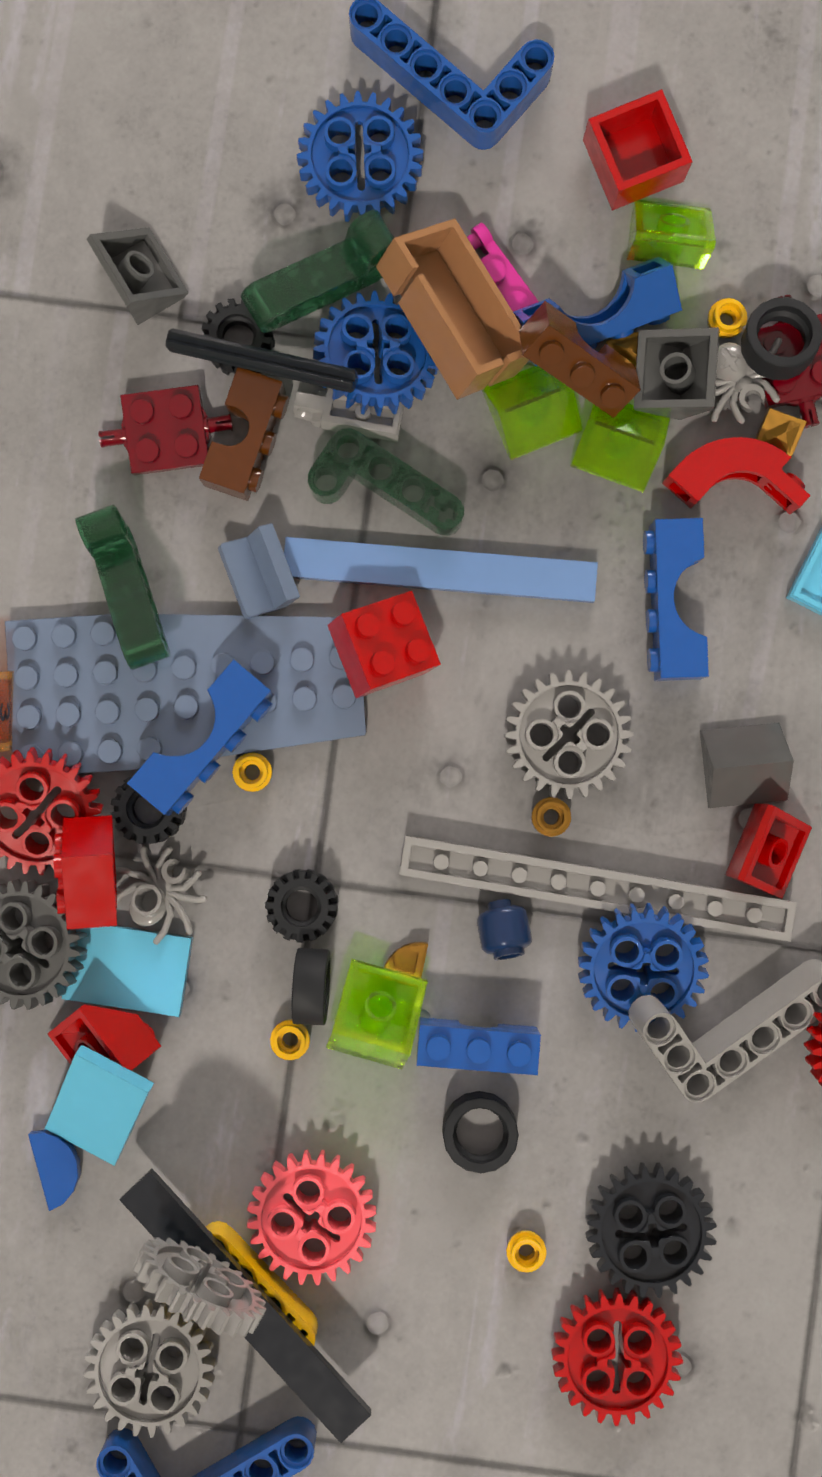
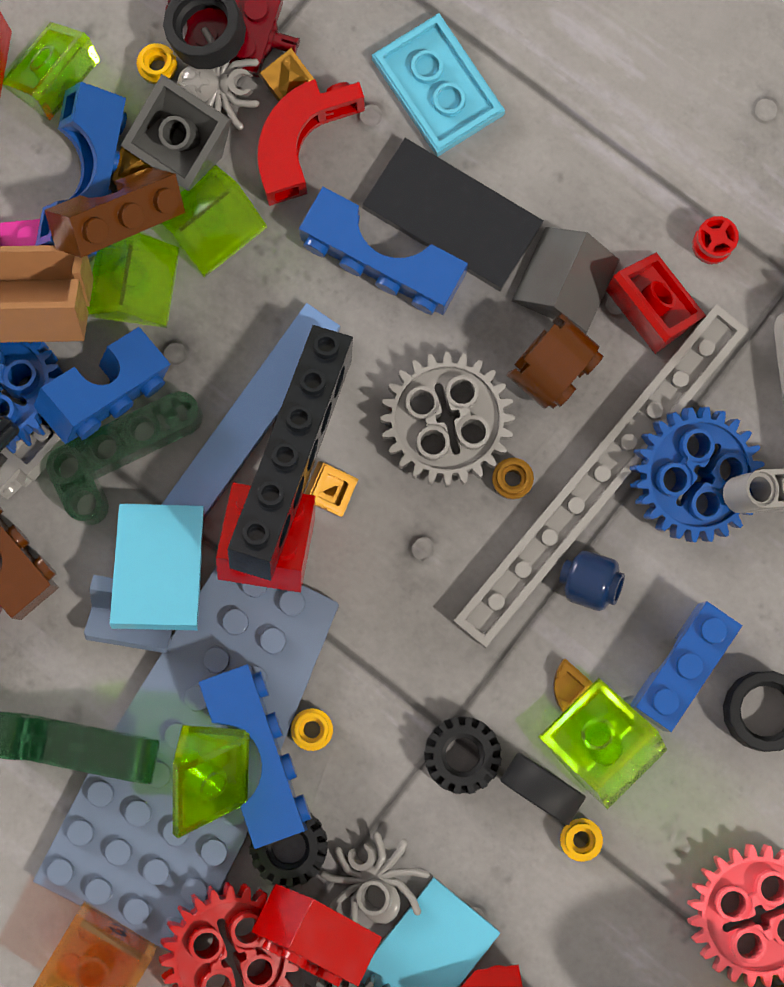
camera: 60 degrees left, 5 degrees down
(163, 711) = (208, 775): none -> clear neon green slope
(307, 570) = (157, 567): none -> medium azure tile
(399, 427) = (78, 406): none -> blue arch
(455, 673) = (332, 488): none -> tile
(462, 623) = (290, 453): none -> black brick
(667, 797) = (555, 362): none -> reddish brown brick
(745, 638) = (453, 213): none -> black tile

